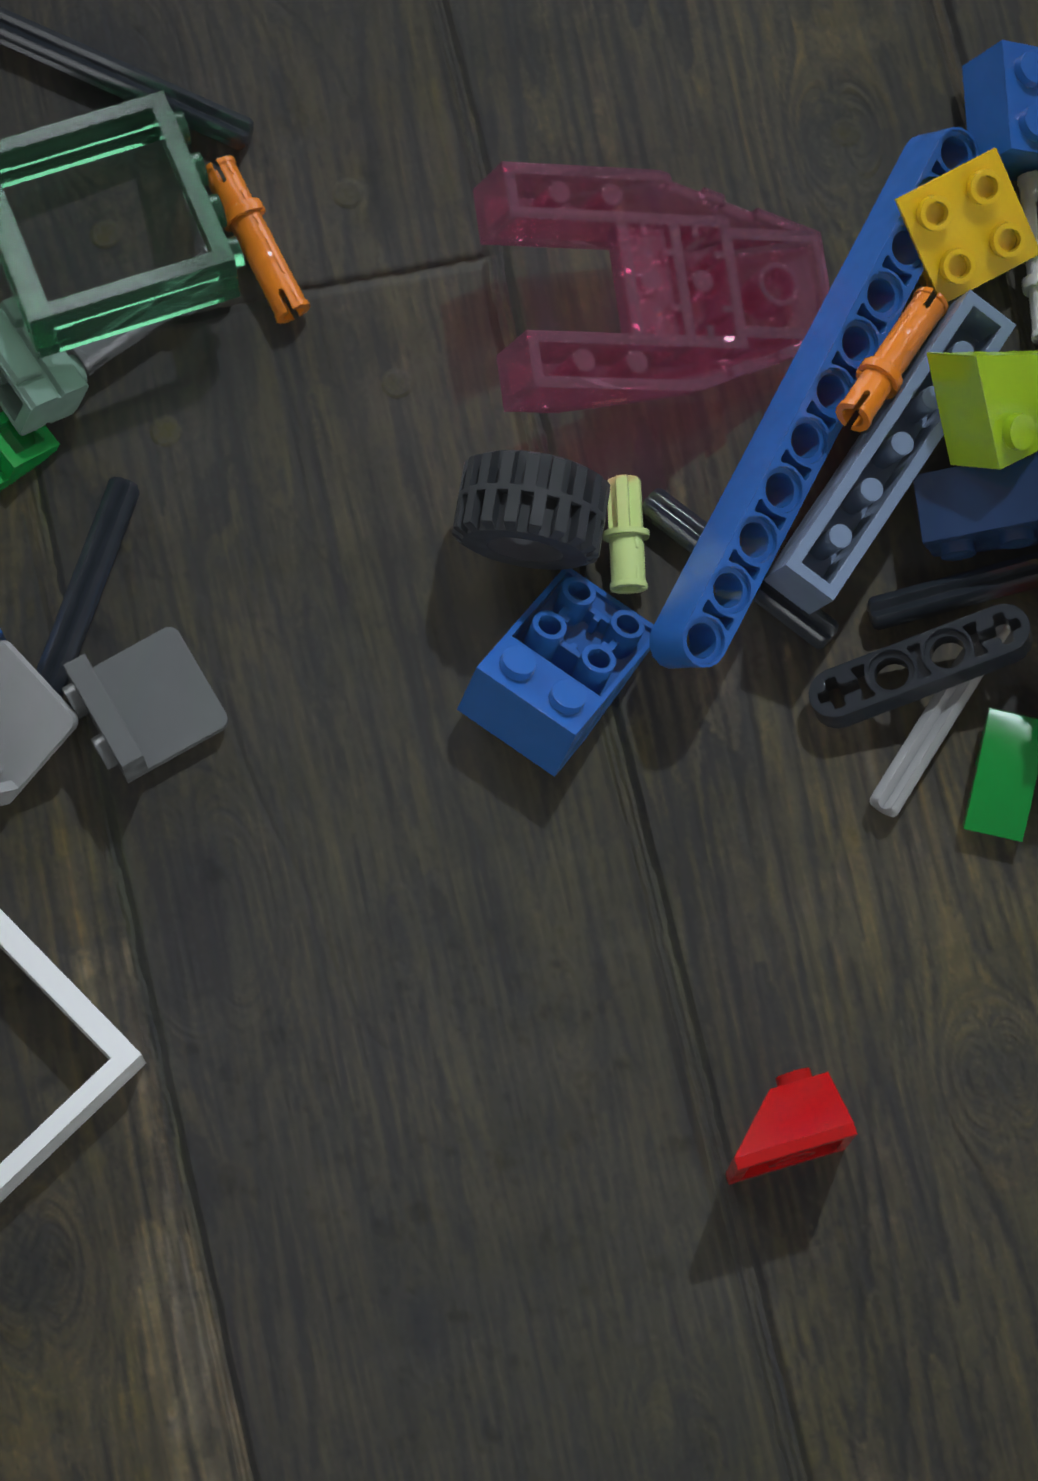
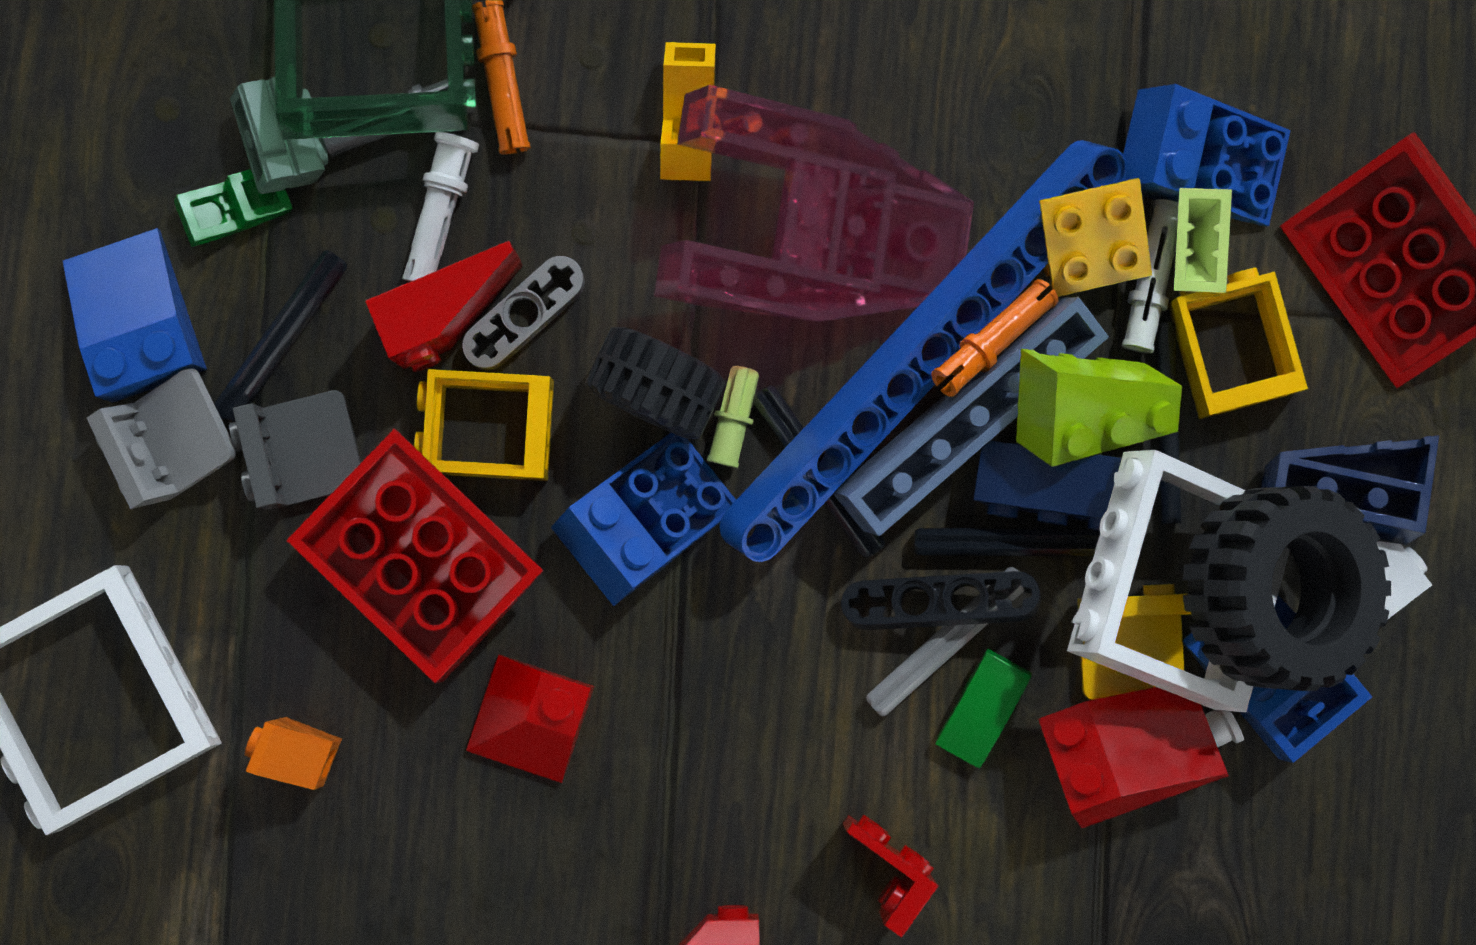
camera: 20 degrees right, 10 degrees up
(226, 373) = (443, 186): none -> white pin
(237, 1036) = (291, 753): none -> orange slope
(256, 501) = (437, 309): none -> red slope
(316, 777) = (415, 556): none -> red slope
(343, 567) = (431, 400): none -> yellow window
(363, 443) = (522, 292): none -> light grey beam
(455, 176) = (684, 70): none -> yellow brick
(497, 928) = (530, 718): none -> red slope
(980, 962) = (903, 898): none -> red bracket

